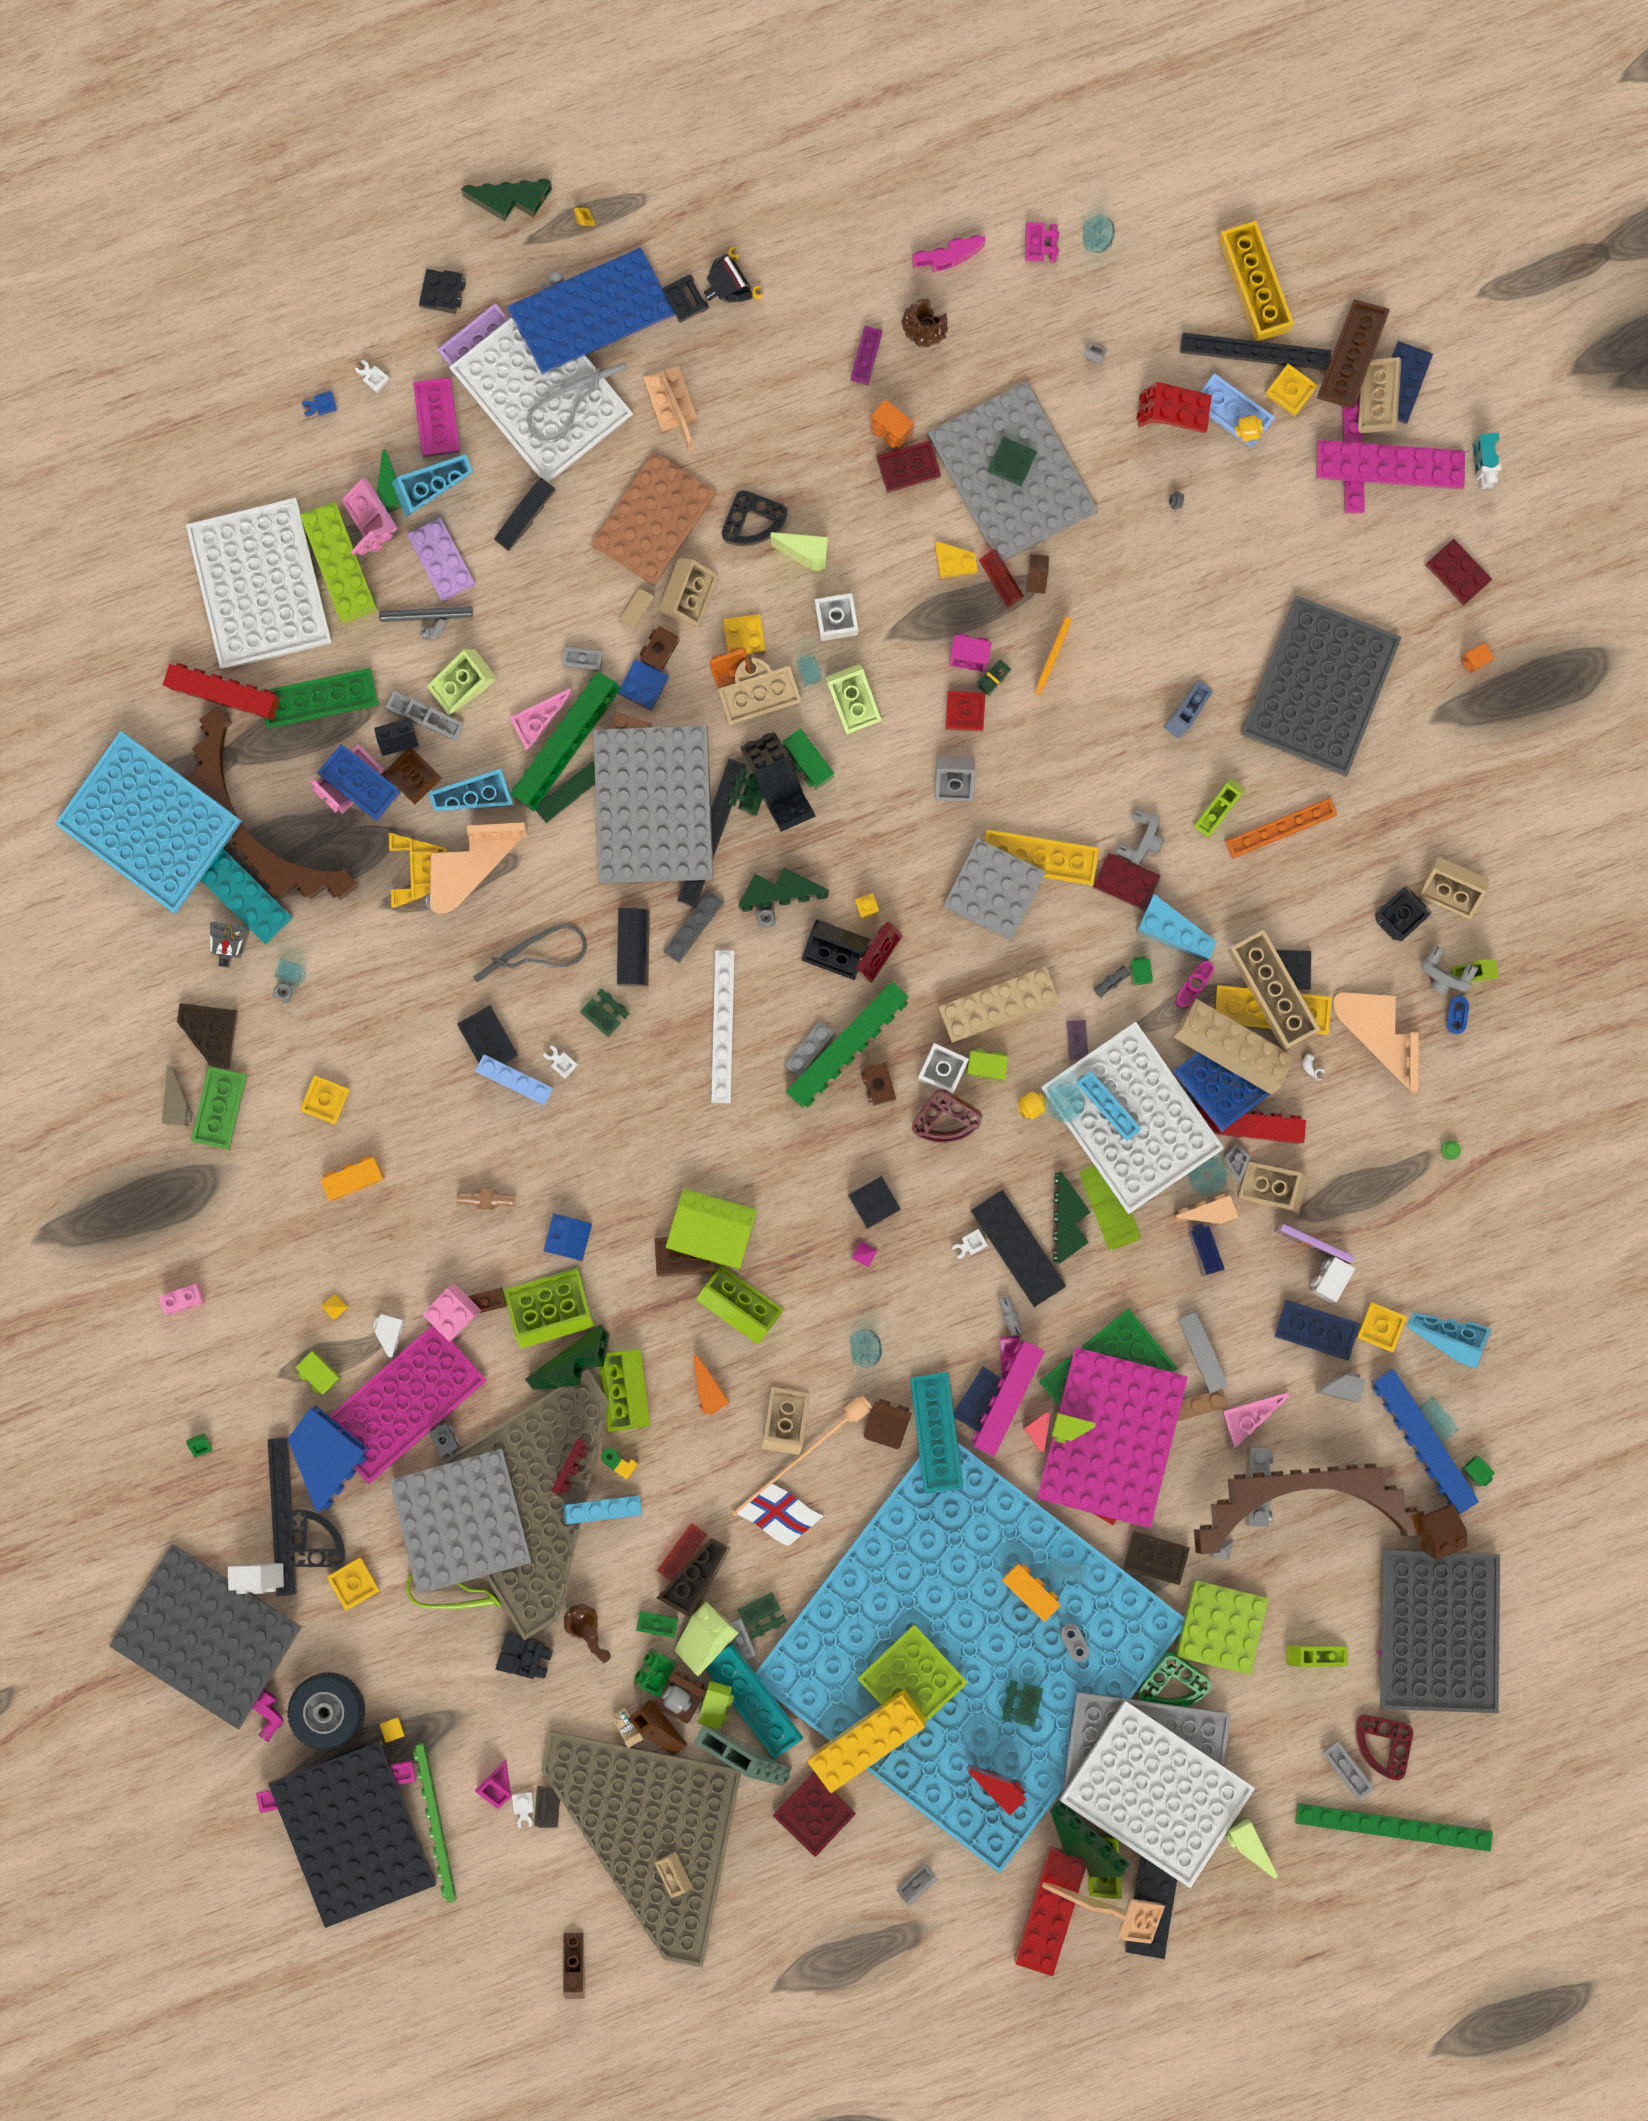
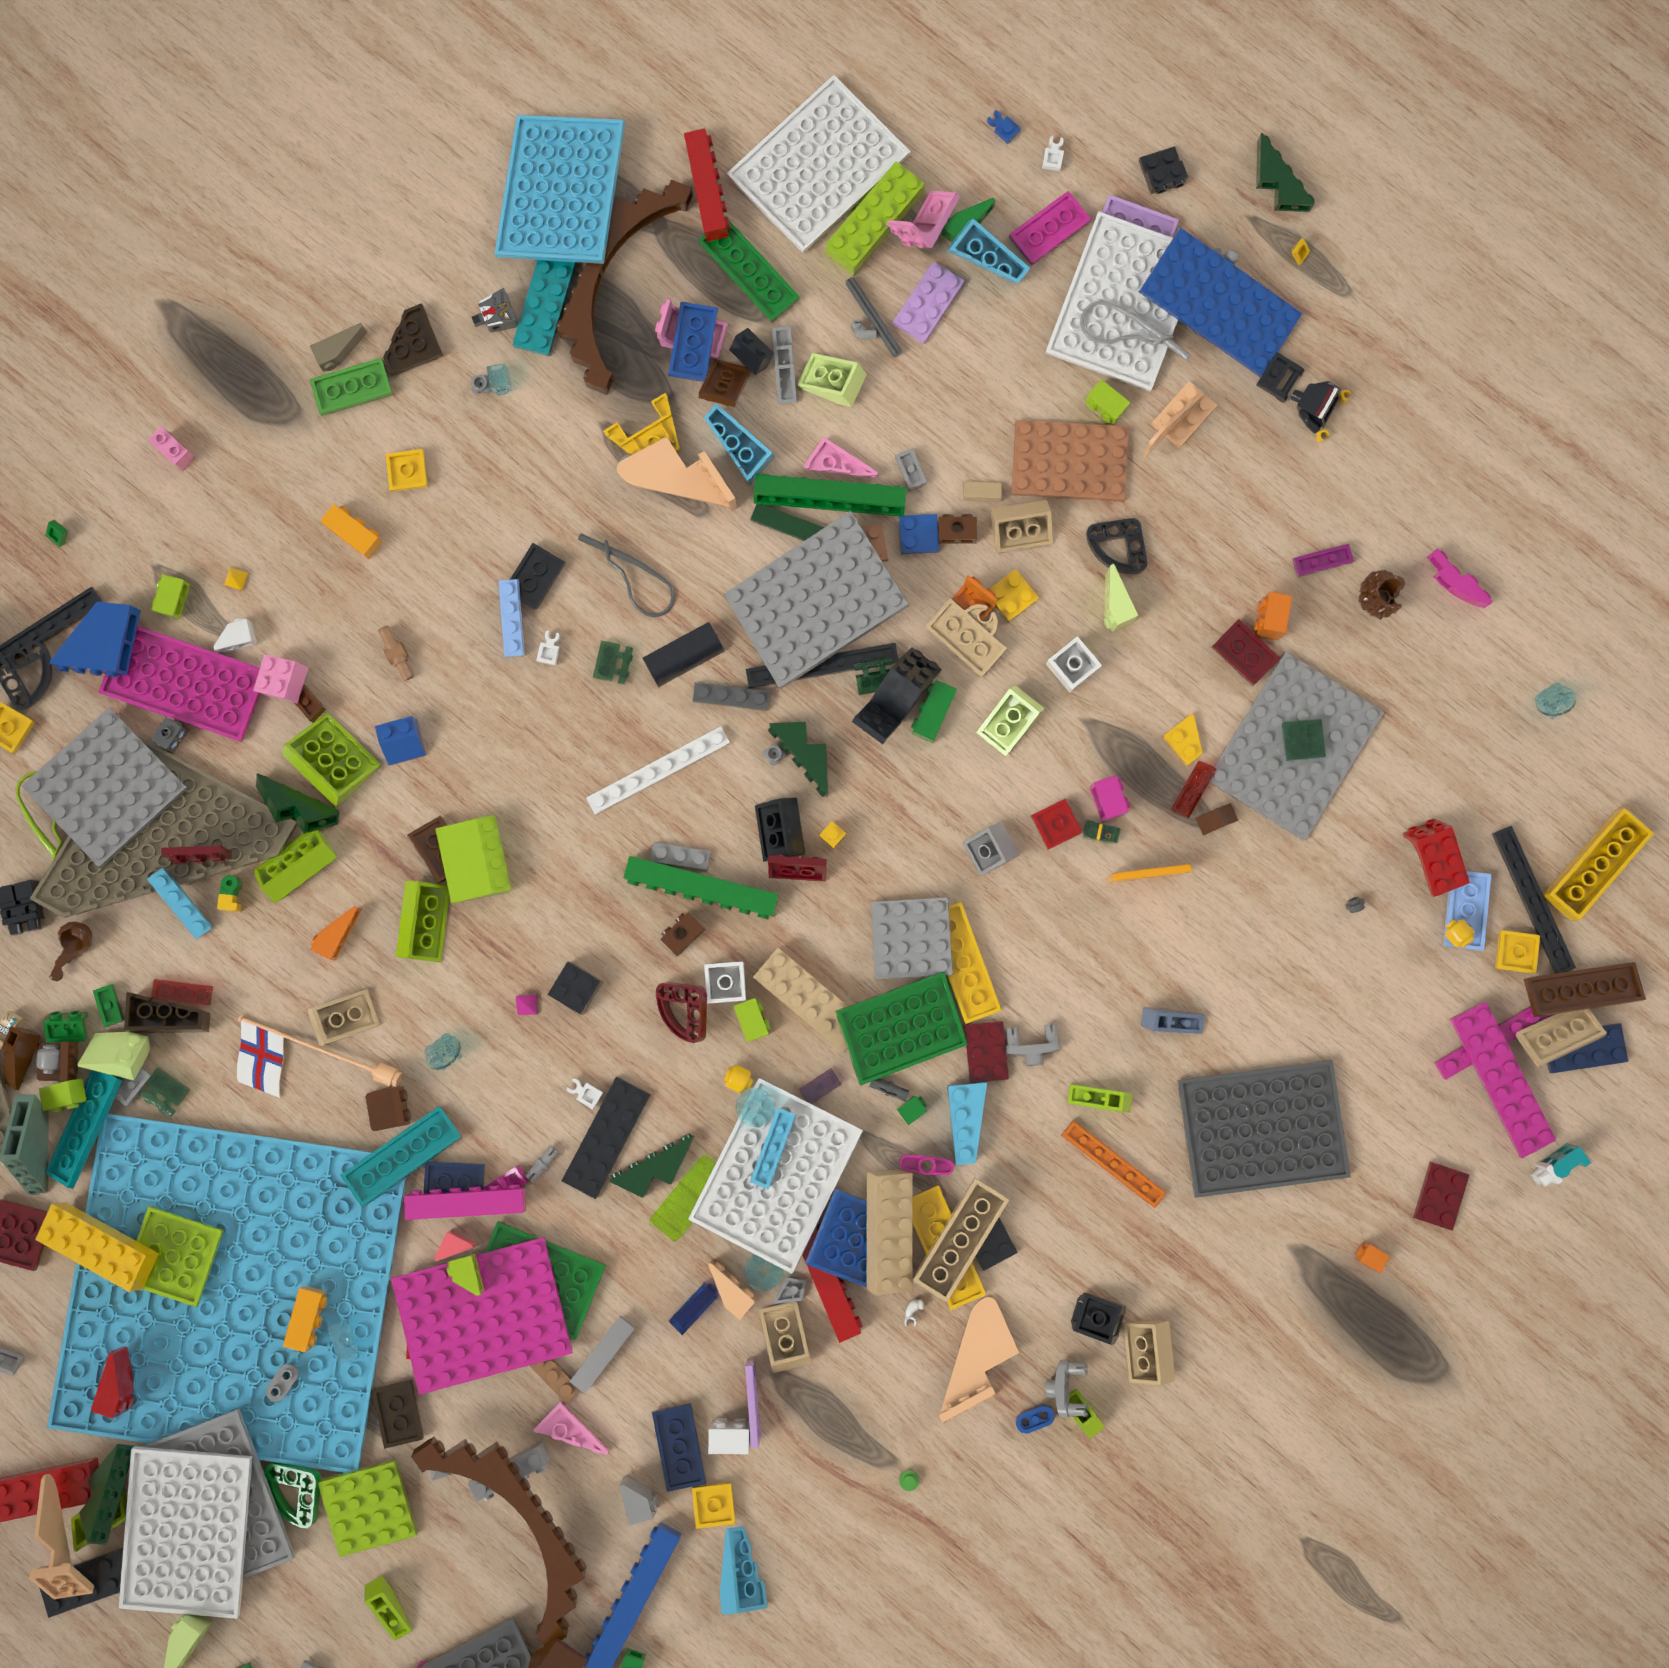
camera: 70 degrees right, 0 degrees up
(524, 514) = (1008, 348): black slope -> none
(621, 457) = (1106, 402): none -> lime brick
(809, 670) = (1013, 668): clear light blue brick -> none
(1028, 1705) = (207, 1371): clear green plate -> none
(1035, 242) = (1515, 649): dark pink plate -> none
(1067, 940) = (901, 1028): none -> green plate
(1095, 353) = (1445, 758): light grey plate -> none
(1438, 1419) = (659, 1602): clear light blue slope -> none

